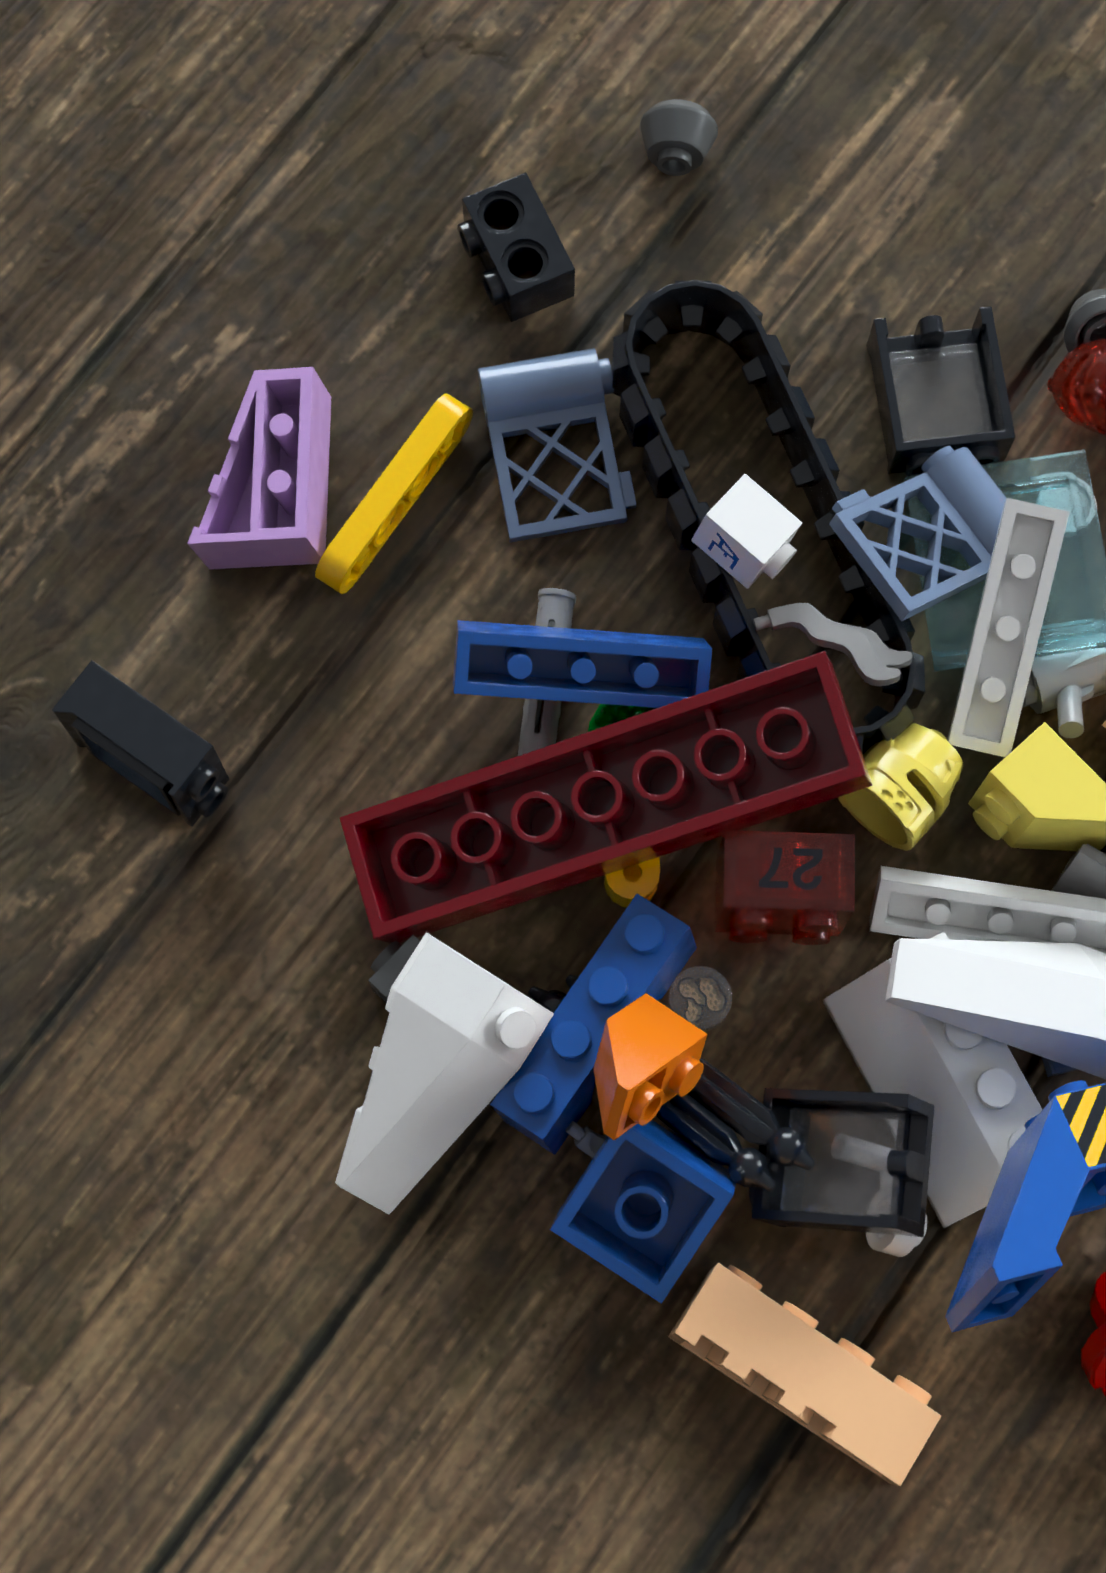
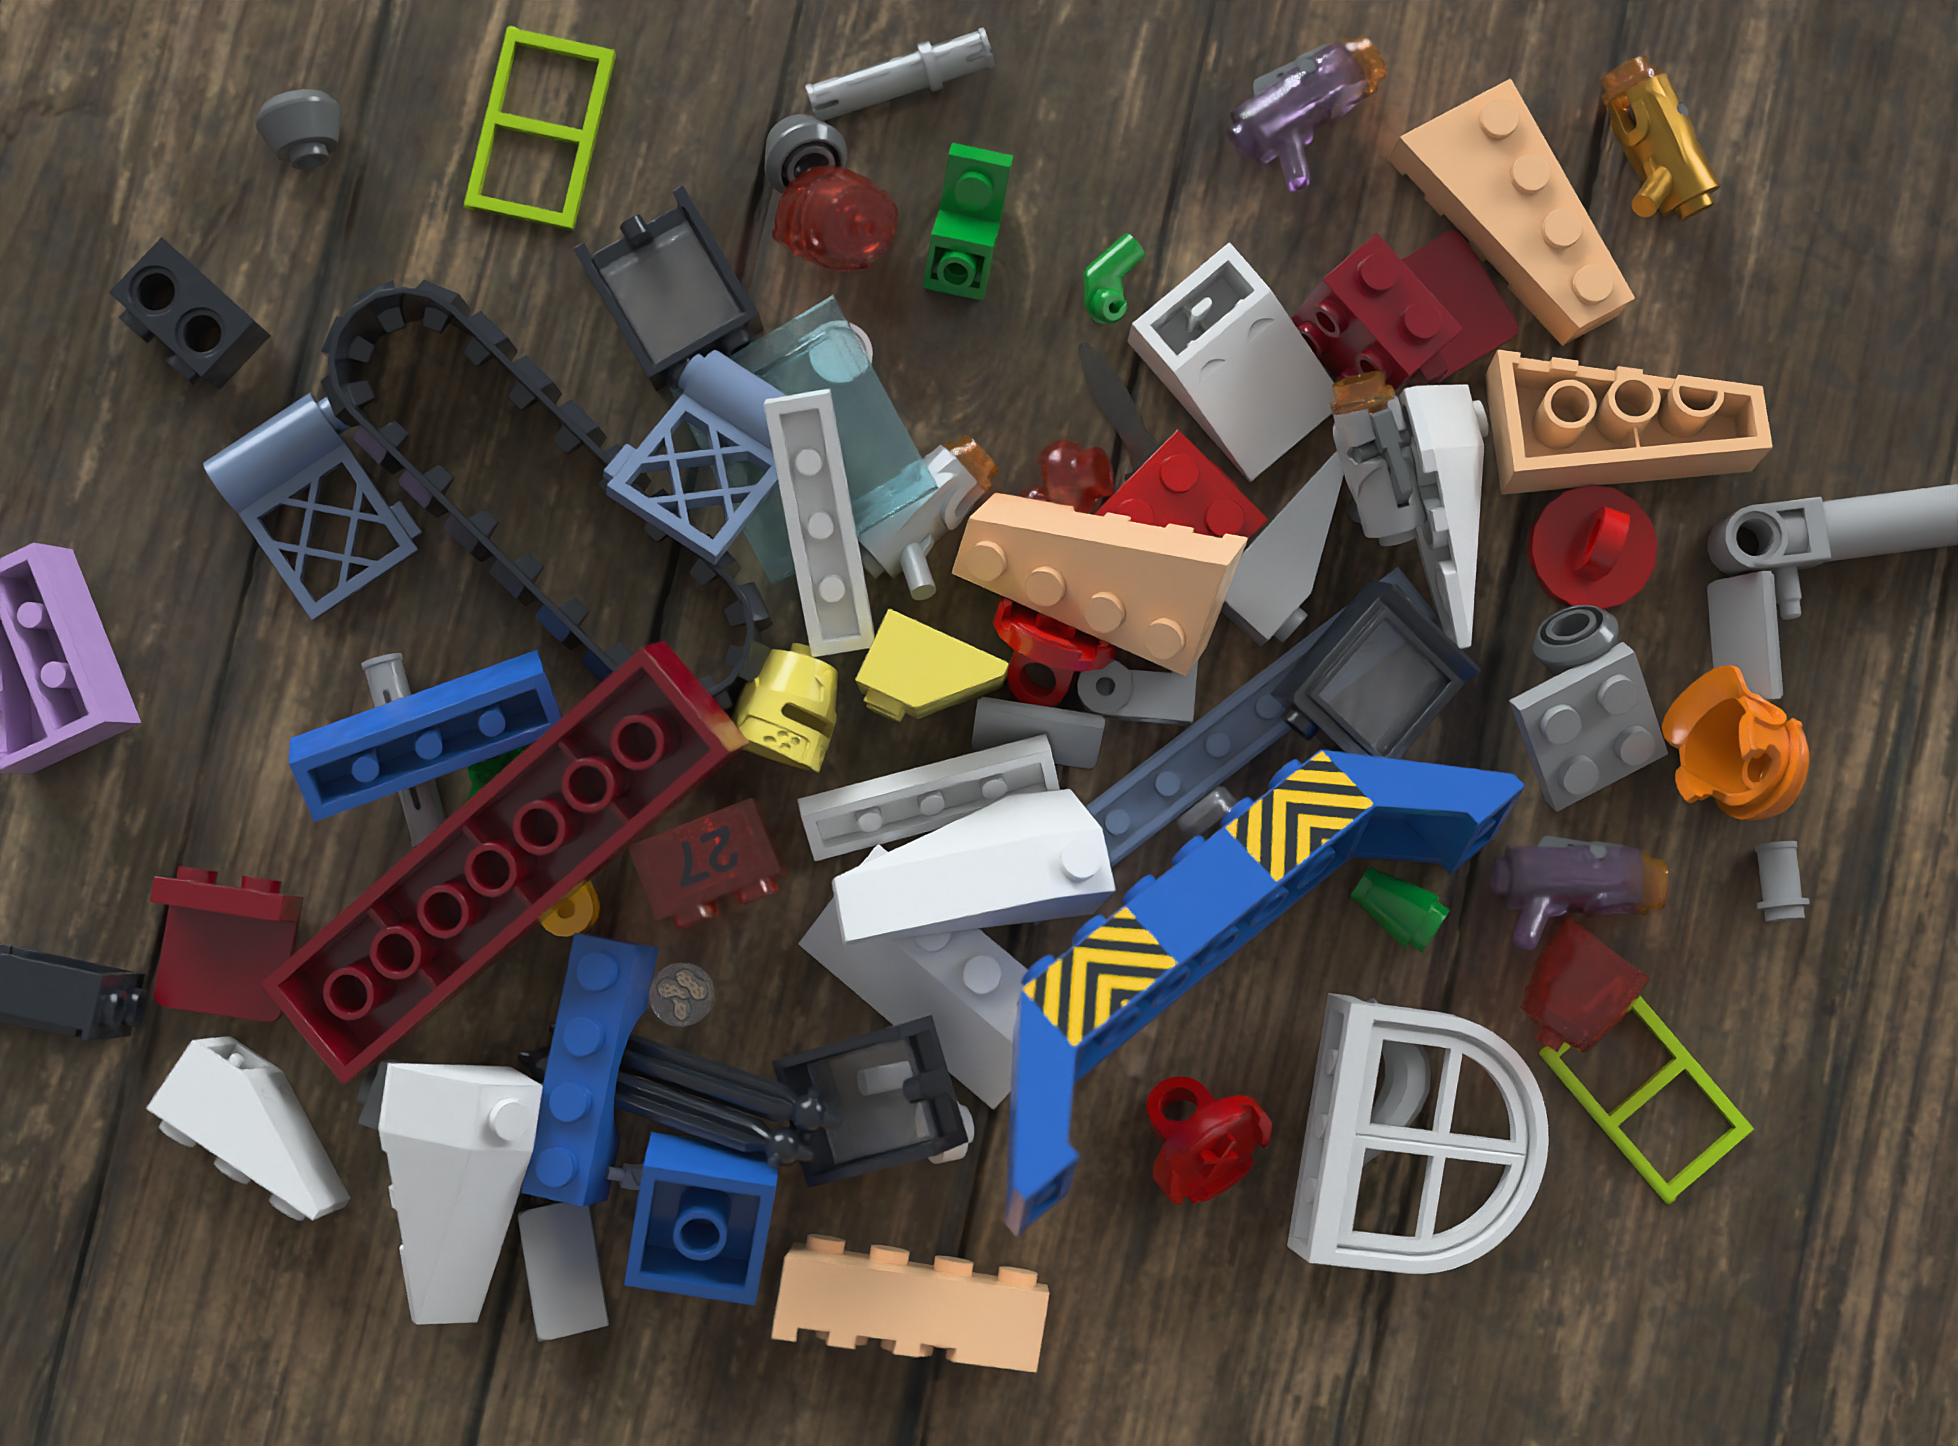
camera: 25 degrees left, 10 degrees up
(264, 909) = (252, 1122): none -> white slope
(315, 775) = (223, 943): none -> dark red bracket
(394, 493) = (177, 624): yellow beam -> none
(490, 1198) = (562, 1269): none -> light grey slope
(644, 1063) = (643, 1097): orange slope -> none
(748, 532) = (529, 542): white brick -> none
(865, 649) = (686, 602): light grey hair -> none
(909, 242) = (584, 138): none -> lime window

